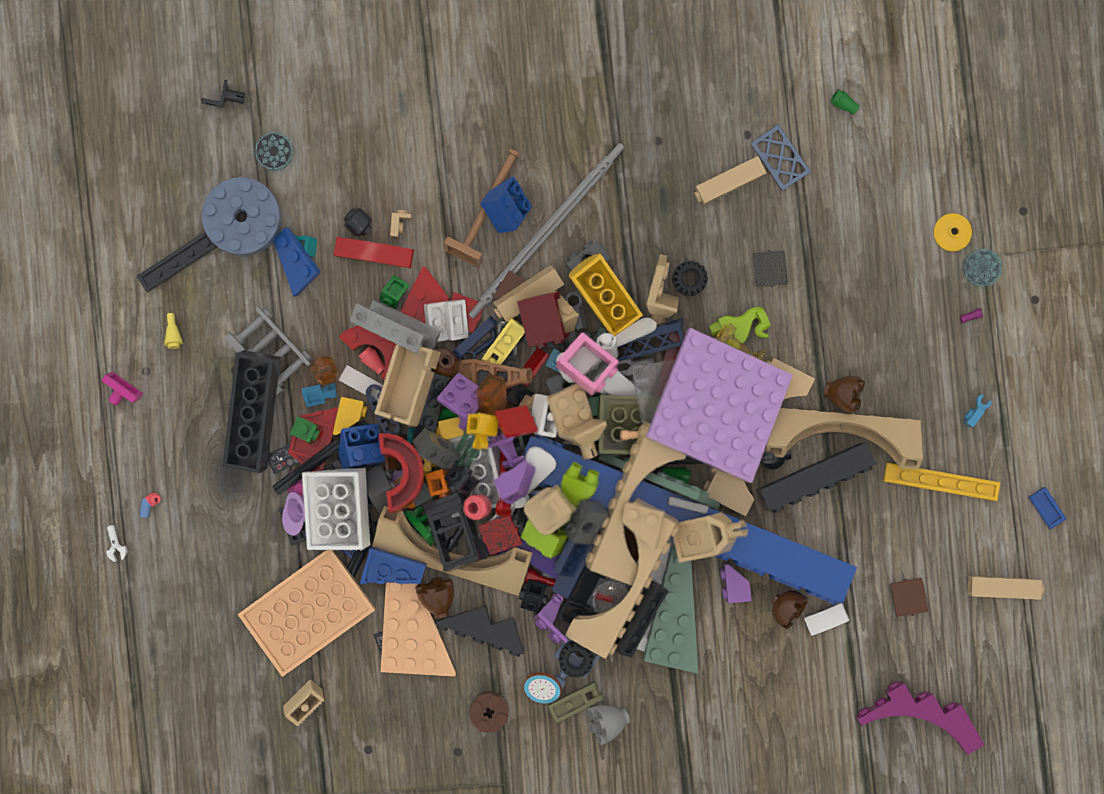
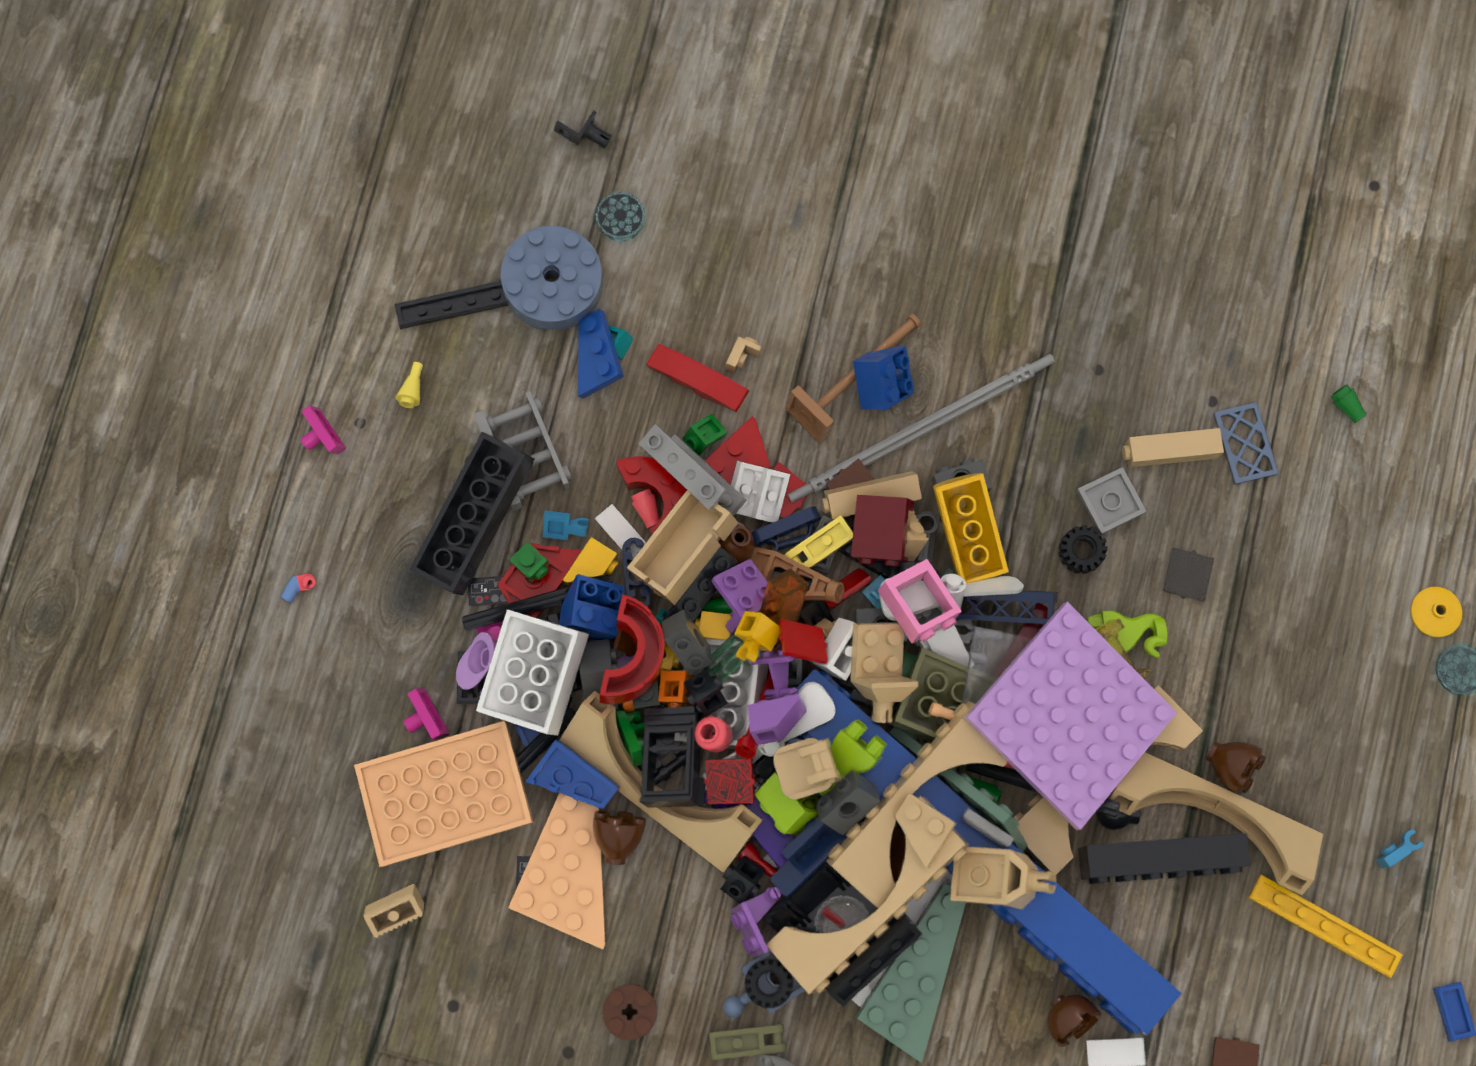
camera: 15 degrees right, 10 degrees down
(115, 545) = (235, 622): white bar -> none
(273, 562) = (425, 716): none -> dark pink tile
(324, 370) = (582, 498): clear orange head -> none
(357, 222) = (691, 334): black head -> none
(478, 625) = (657, 891): black slope -> none
(542, 688) = (710, 1006): piece -> none
(658, 303) = (1033, 567): tan plate -> none
(698, 235) = (1111, 501): none -> light grey plate
(736, 586) = (1011, 963): medium lavender slope -> none
(976, 314) = (1435, 725): magenta piece -> none

